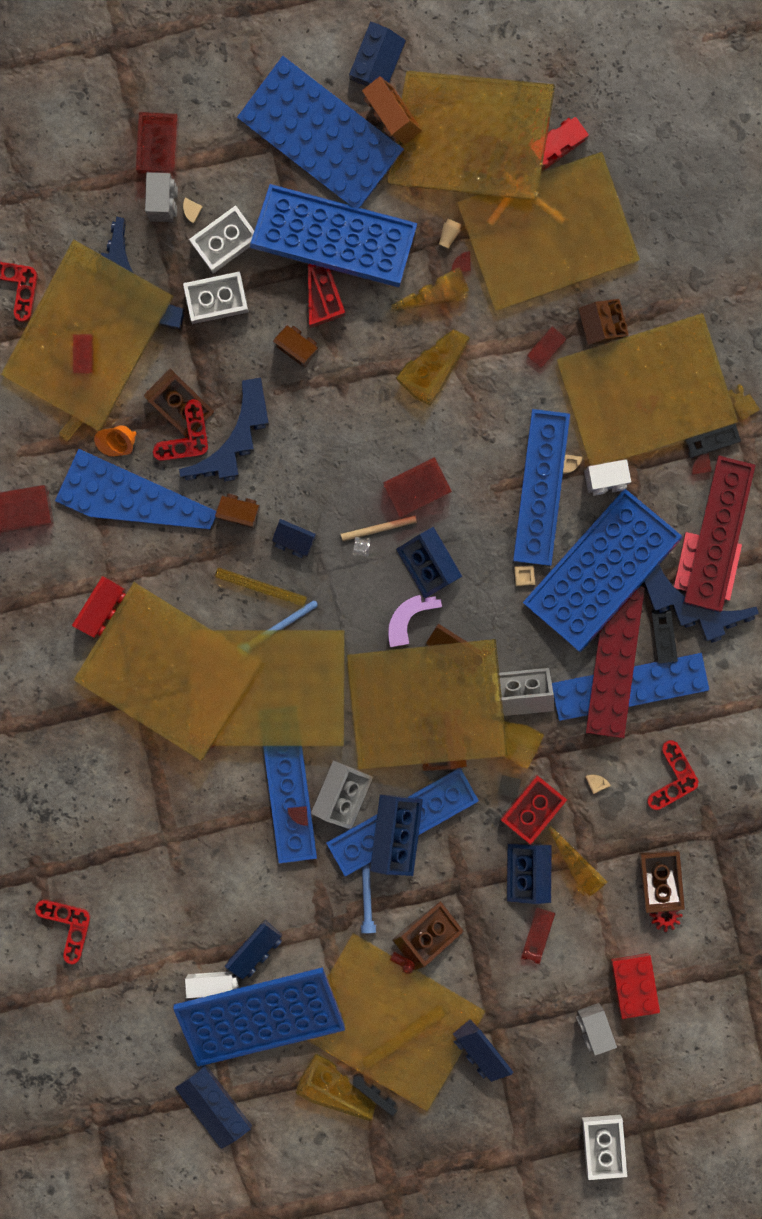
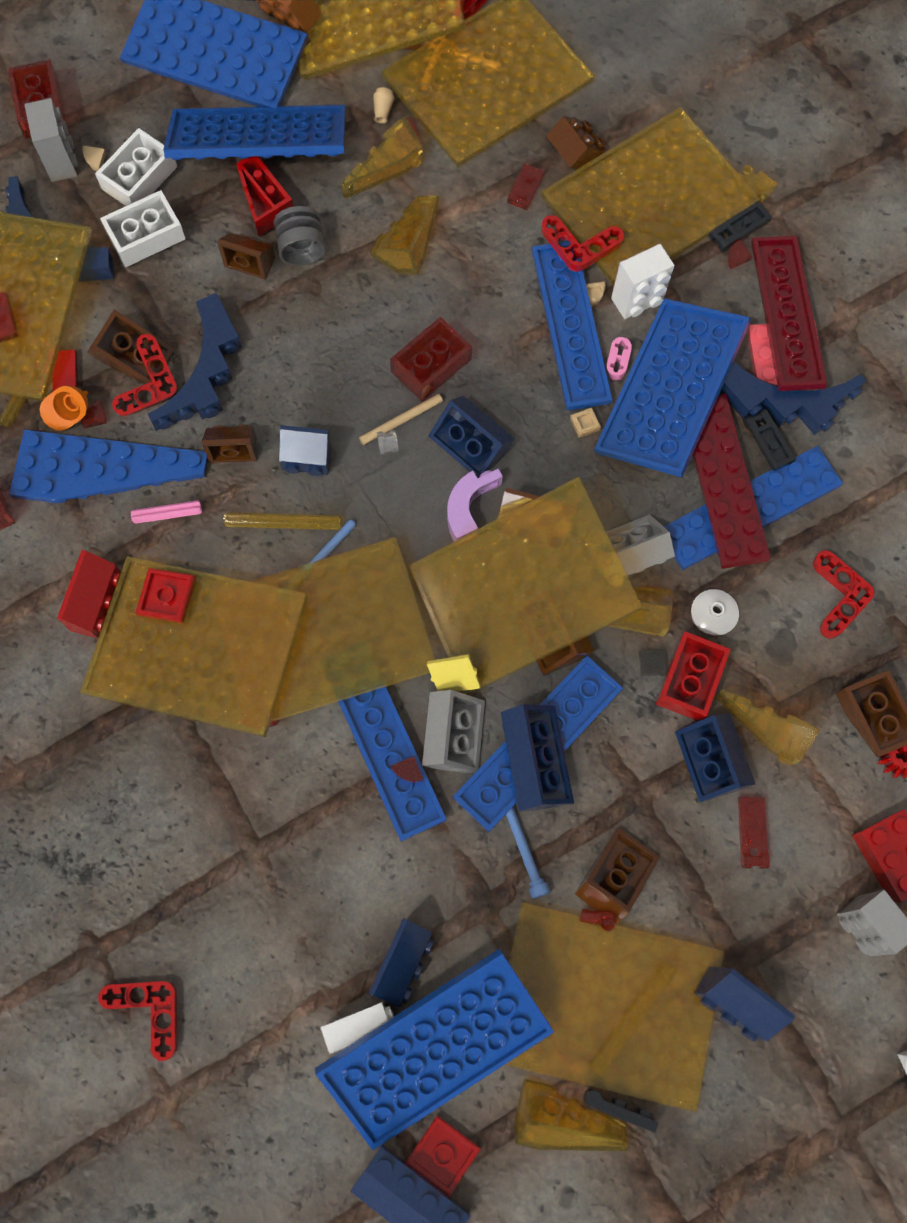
camera: 20 degrees left, 15 degrees down
(121, 411) = (65, 370): none -> red tile
(138, 451) = (94, 415): none -> clear red tile
(156, 626) = (166, 595): none -> red tile
(173, 551) = (166, 511): none -> bright pink axle
(244, 1084) = (443, 1155): none -> red tile
(342, 345) = (299, 235): none -> flat silver wheel
(354, 754) = (454, 673): none -> light yellow piece
(561, 759) = (709, 621): none -> white dish
(571, 427) = (580, 250): none -> red beam
(574, 531) = (622, 359): none -> bright pink beam
(597, 783) = (754, 627): tan tile -> none

